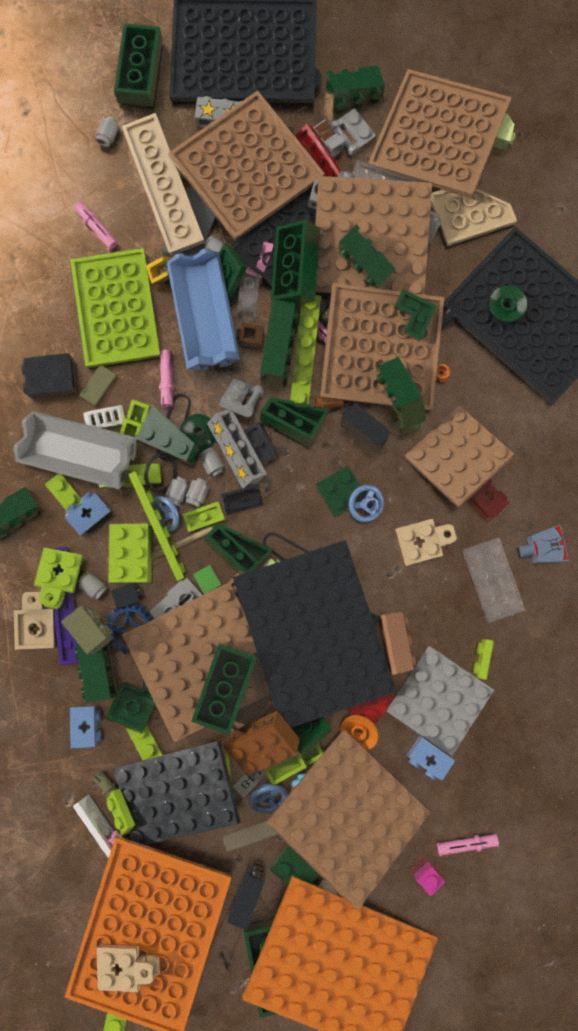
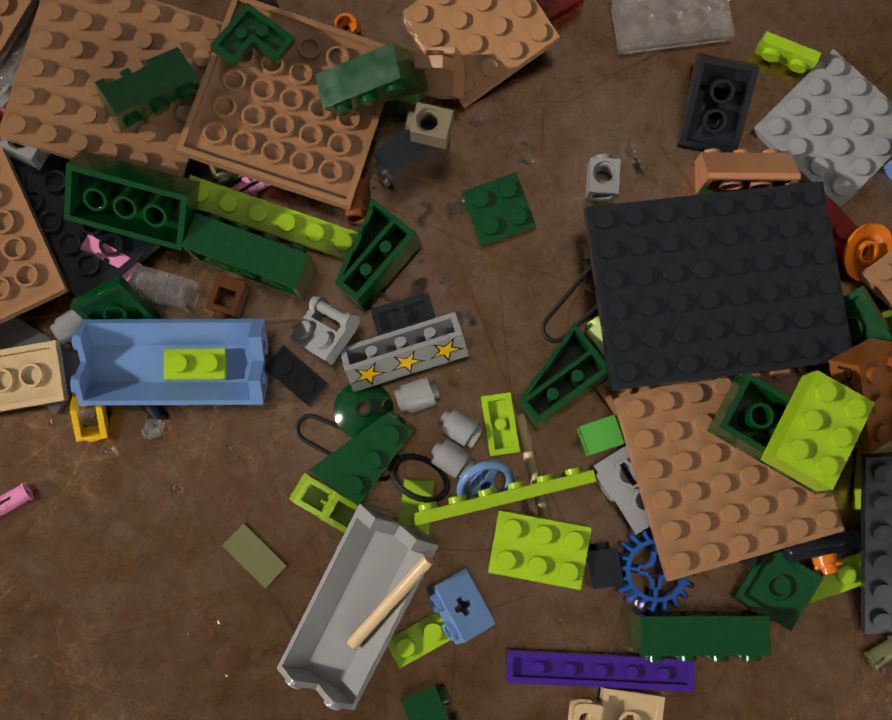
camera: 75 degrees left, 0 degrees up
(49, 376) = (223, 632): black brick -> none
(56, 585) = (569, 673): lime plate -> none
(78, 735) = (811, 677): medium blue brick -> none
(81, 468) = (390, 601): none -> tan bar
(87, 629) = (664, 629): olive brick -> none
(92, 586) = (577, 618): light grey brick -> none
(102, 412) = (301, 578): white slope -> none
(115, 308) = (133, 505): lime plate -> none
(151, 735) = (827, 564): none -> orange plate
(161, 730) = (823, 546): none -> black axle
(166, 310) = (155, 421): none -> arm
(166, 378) = (261, 442): bright pink pin -> none
(204, 324) = (195, 364): none -> lime plate
(211, 387) = (296, 376): none -> black plate
(225, 704) = (817, 431): none -> lime brick
(242, 499) = (484, 359): black hinge -> none
(366, 556) = (603, 190): none -> light grey brick
(374, 440) = (440, 134): none -> dark tan brick
(375, 507) = (527, 171): medium blue piece -> none
(420, 437) = (443, 72): none -> medium nougat brick
(433, 538) = (600, 88): tan plate -> none
(440, 618) = (717, 102): none -> black slope

